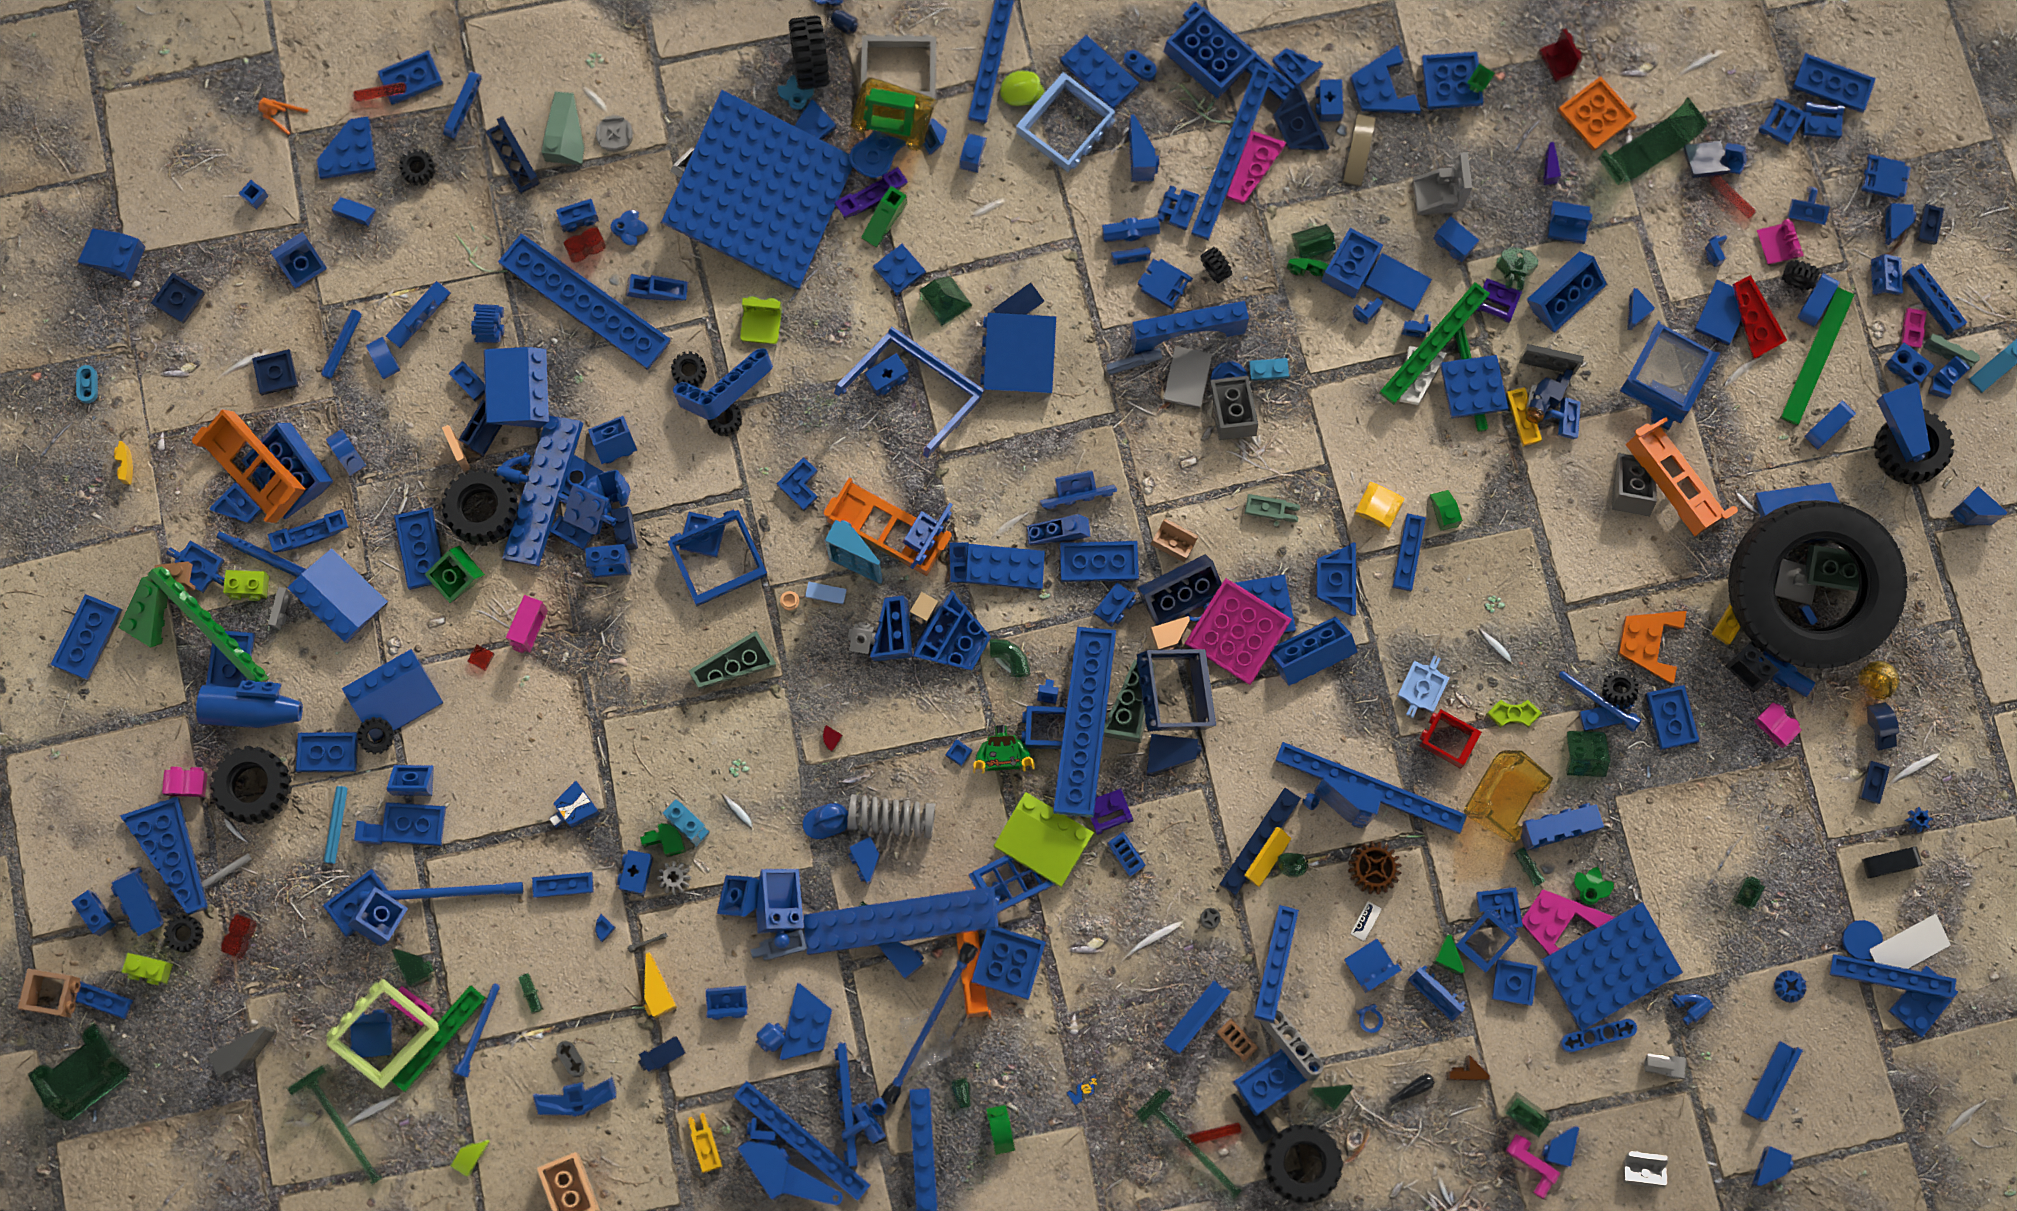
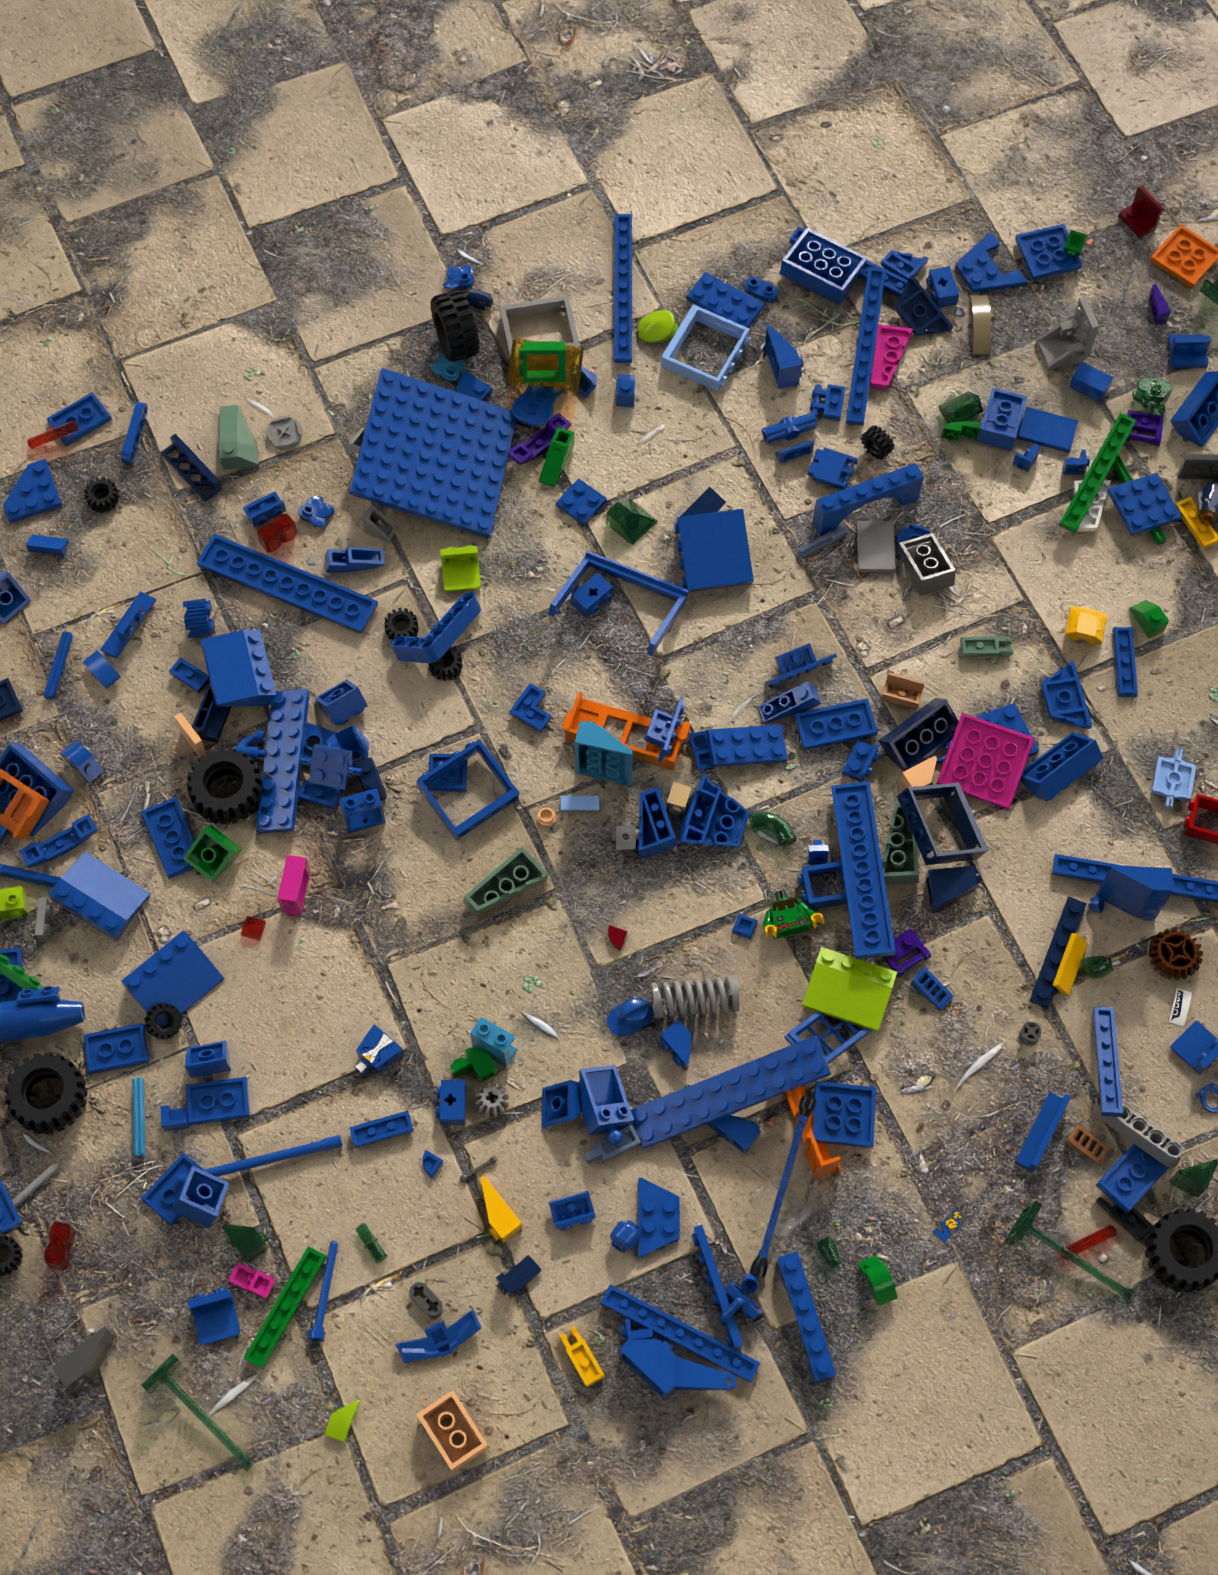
camera: 10 degrees left, 10 degrees down
(403, 1057) = (255, 1328): yellowish green window -> none
(688, 255) = (378, 524): none -> light grey slope
(1269, 369) = (949, 525): dark azure plate -> none

